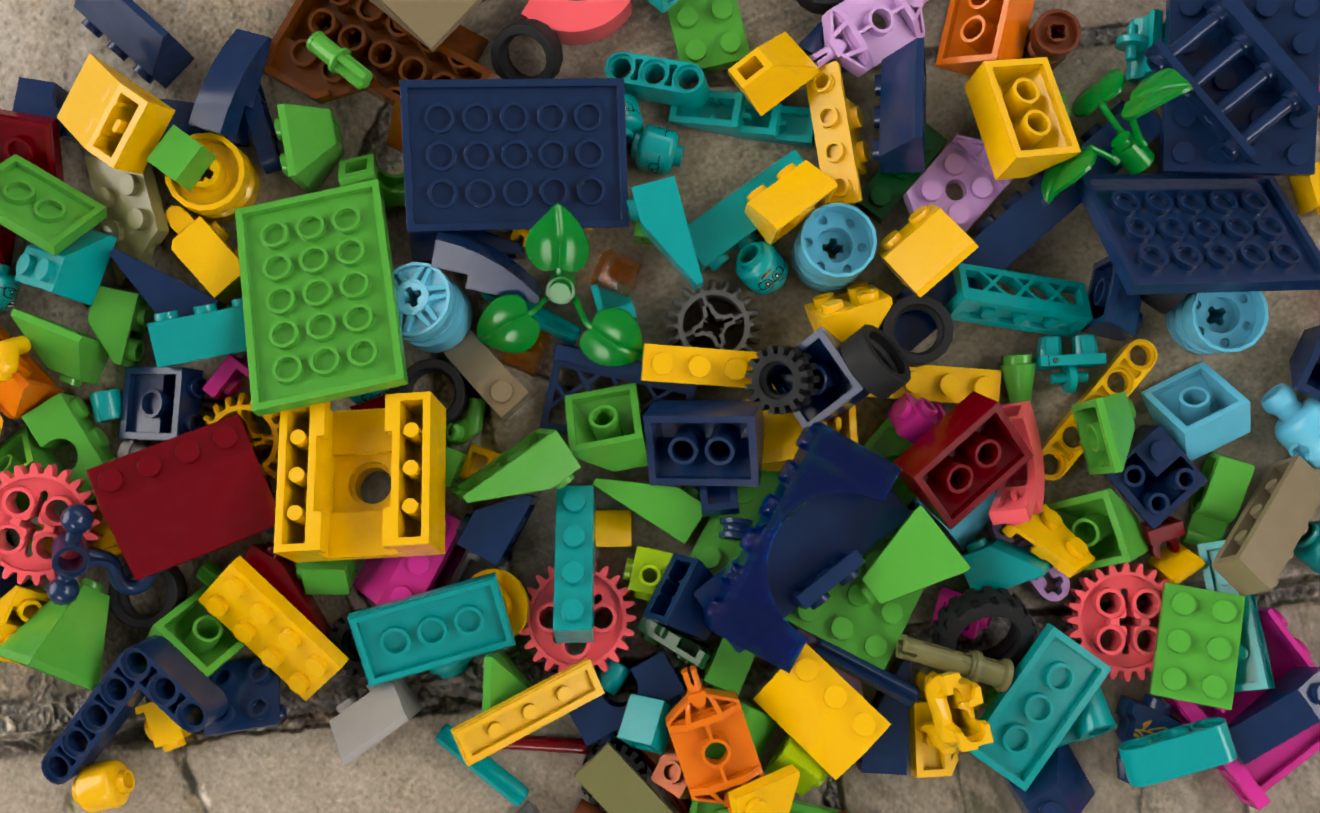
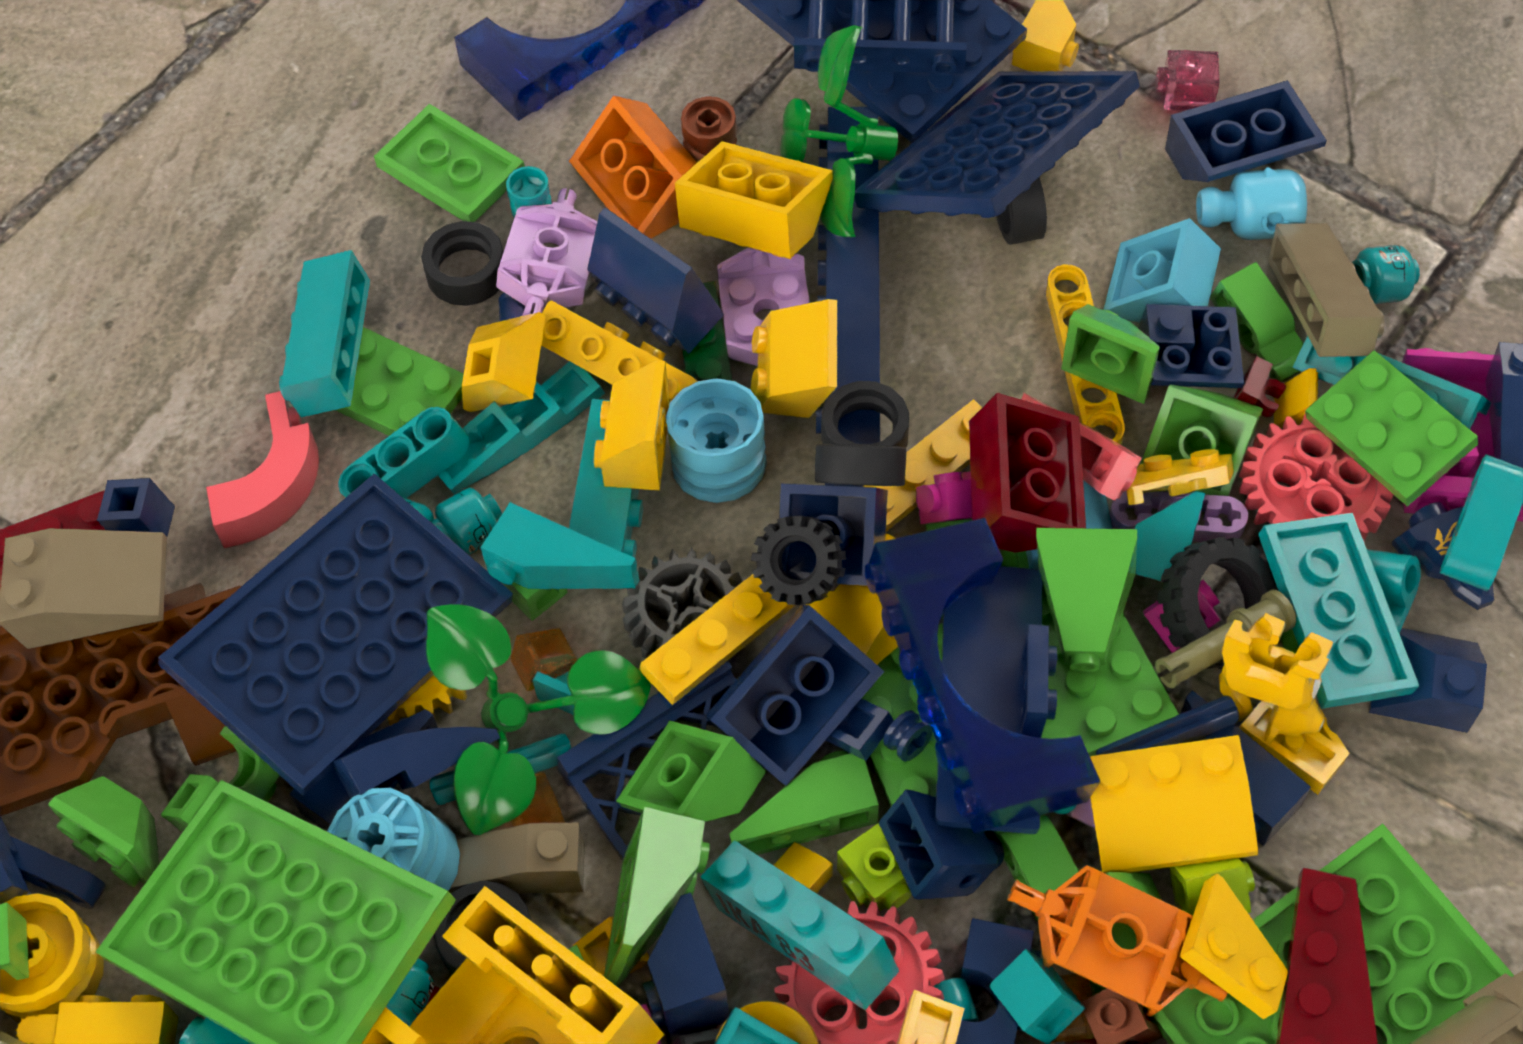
camera: 40 degrees left, 25 degrees down
(339, 60) = (71, 716): bright green axle -> none
(469, 426) = (549, 915): bright green arm -> none
(542, 34) = (232, 527): black tyre -> none
(683, 645) = (950, 911): dark green wing -> none
(761, 267) = (672, 518): teal head -> none
(850, 310) = (788, 464): yellow slope -> none
(1018, 376) = (985, 382): bright green cone -> none
(1021, 310) = (923, 330): teal fence -> none
(1083, 355) = (1022, 345): teal hips -> none
(1113, 311) = (993, 263): dark blue slope -> none
(1140, 35) = (782, 79): teal hips -> none
(1233, 323) = (1089, 194): medium azure wheel -> none

